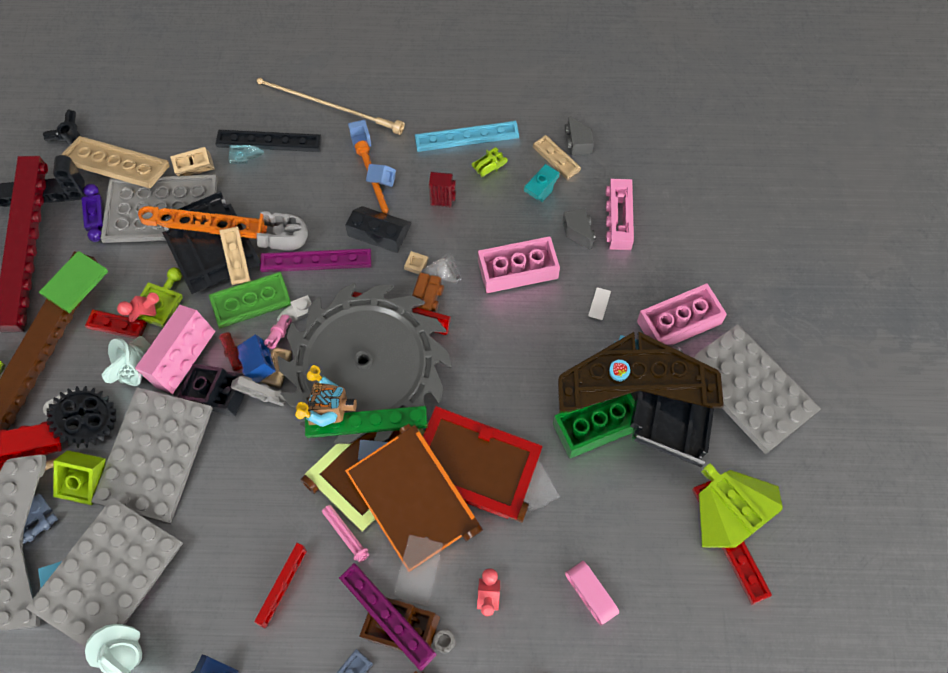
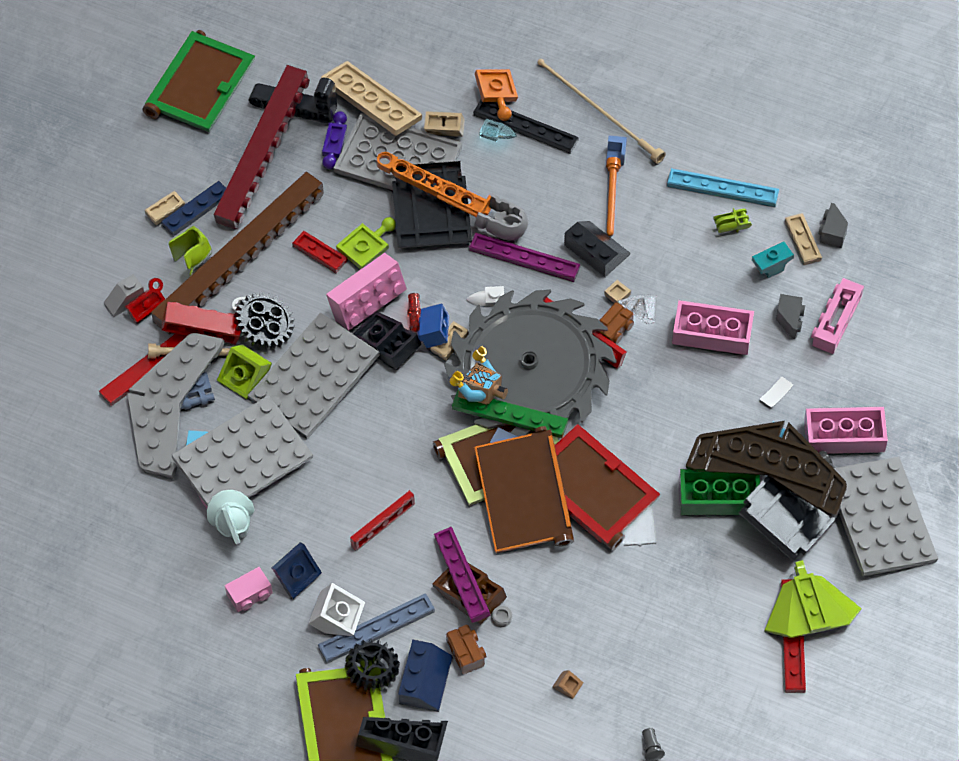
camera: 25 degrees right, 5 degrees down
(65, 131) = (335, 52): black axle -> none
(73, 281) = (297, 199): bright green tile -> none
(124, 359) = (317, 285): light aqua helmet -> none
(138, 306) = (347, 242): coral piece -> none
(229, 114) = (498, 87): none -> orange plate
(234, 255) = (450, 226): tan tile -> none
(250, 300) = (449, 272): bright green tile -> none
(260, 391) = (425, 354): light grey hinge -> none
(278, 331) = (463, 309): bright pink pin -> none
(344, 532) = (460, 521): bright pink axle -> none
(381, 174) = (620, 197): medium blue panel -> none
(418, 570) = (504, 552): clear piece -> none
(442, 189) = (671, 231): dark red brick -> none
(488, 592) = (557, 591): coral piece -> none
(592, 593) = (646, 626): bright pink beam -> none
(619, 370) = (754, 449): tile -> none

